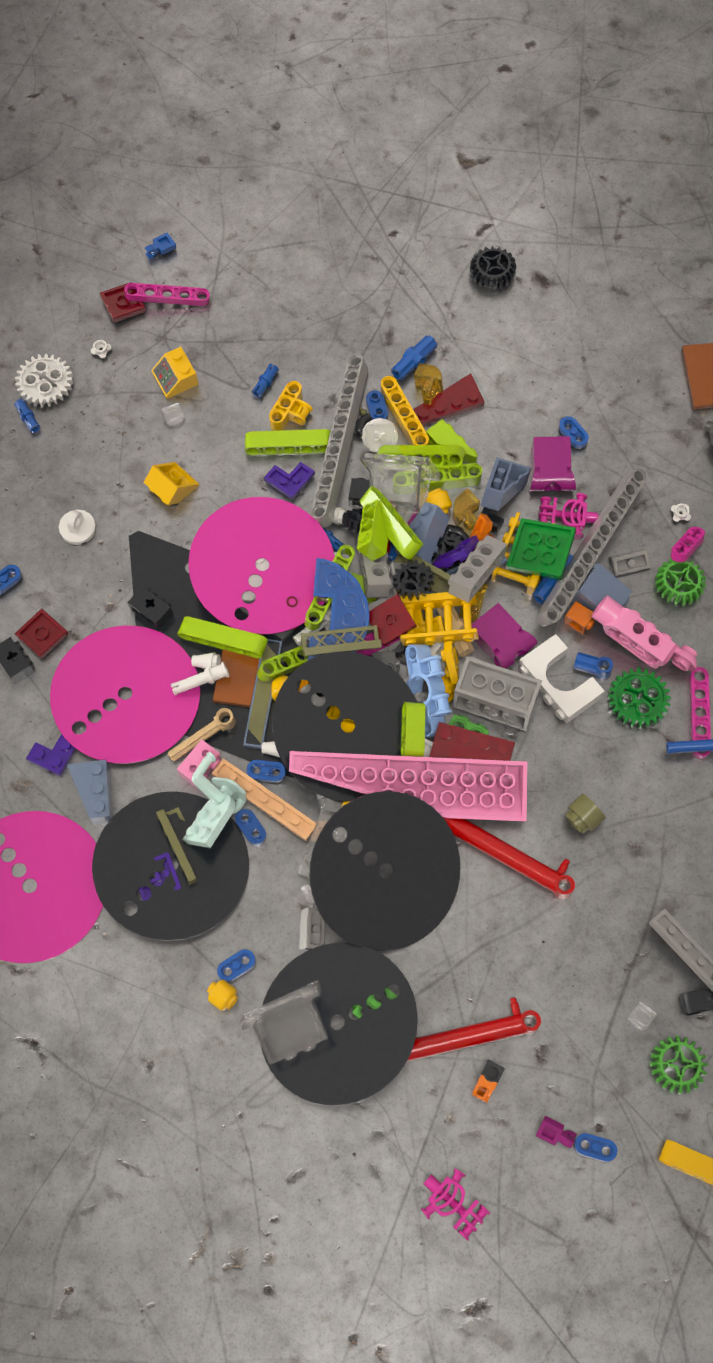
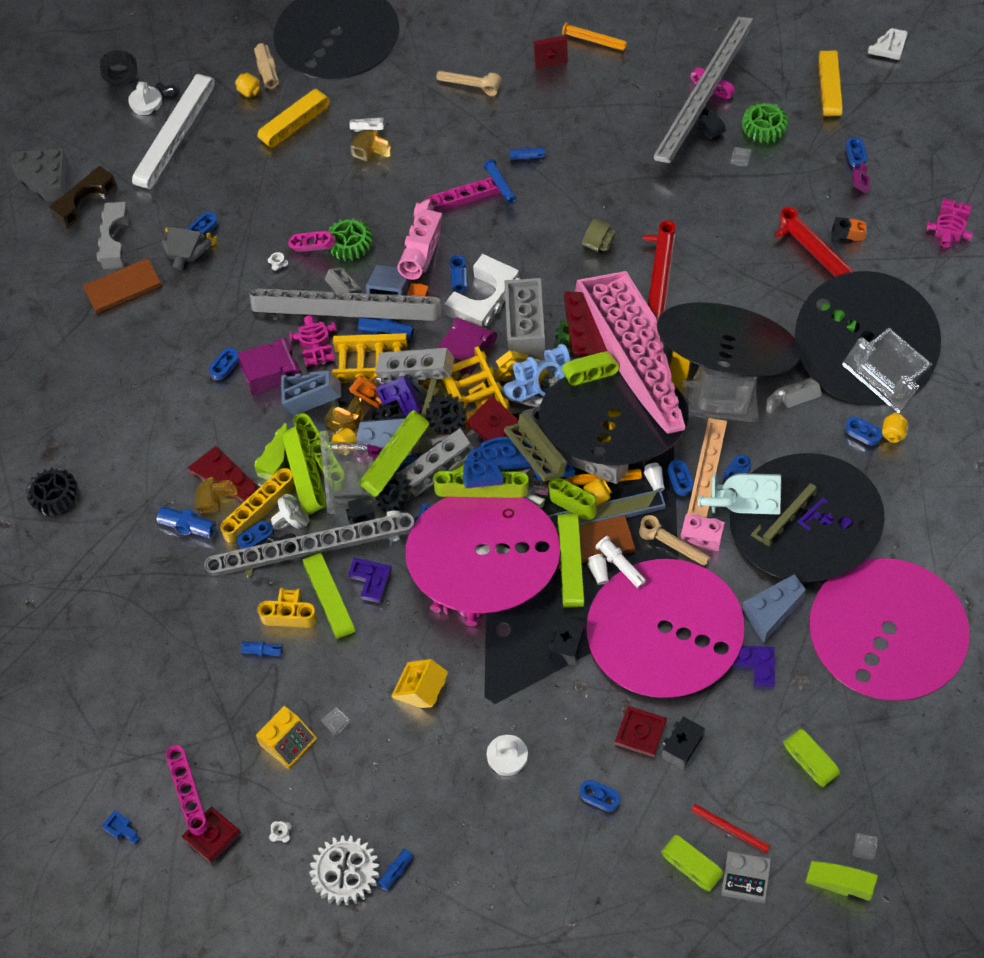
camera: 110 degrees left, 10 degrees down
(372, 533) = (410, 461): lime slope -> none
(541, 548) = (365, 335): green plate -> none
(630, 712) = (486, 237): green gear -> none

